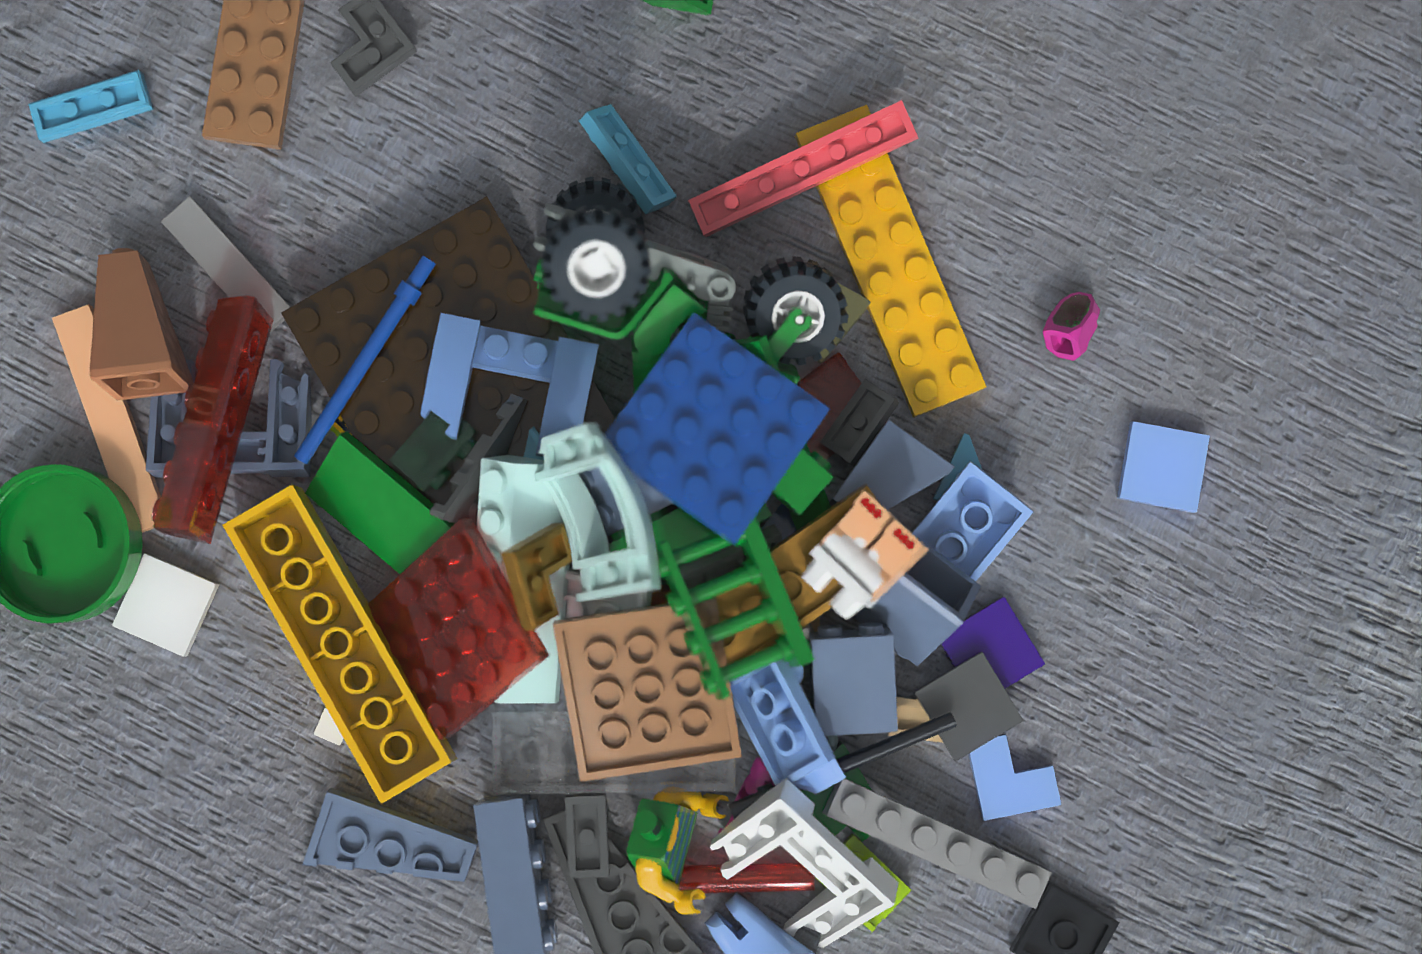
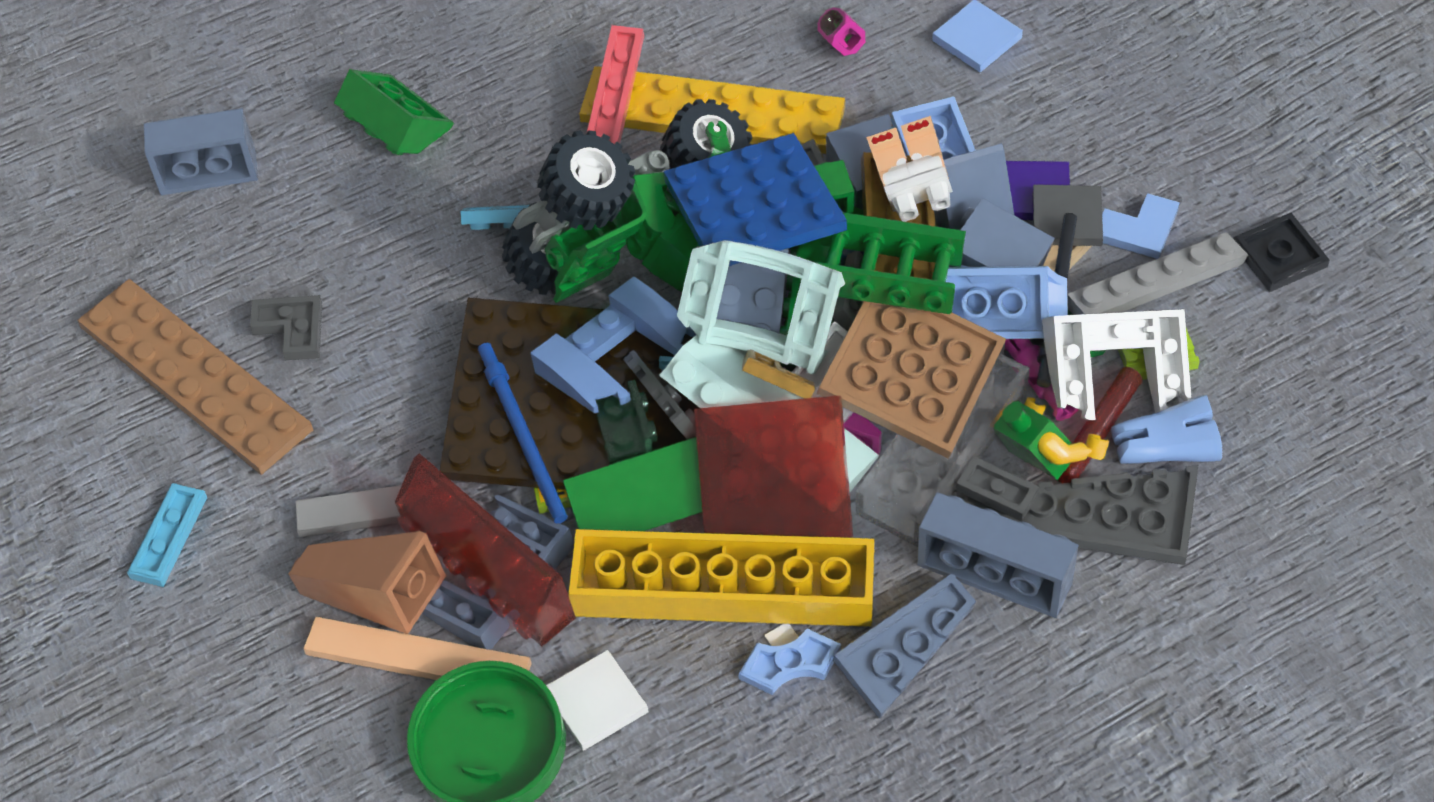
camera: 50 degrees left, 30 degrees down
(322, 761) = (774, 665): none -> light blue tile

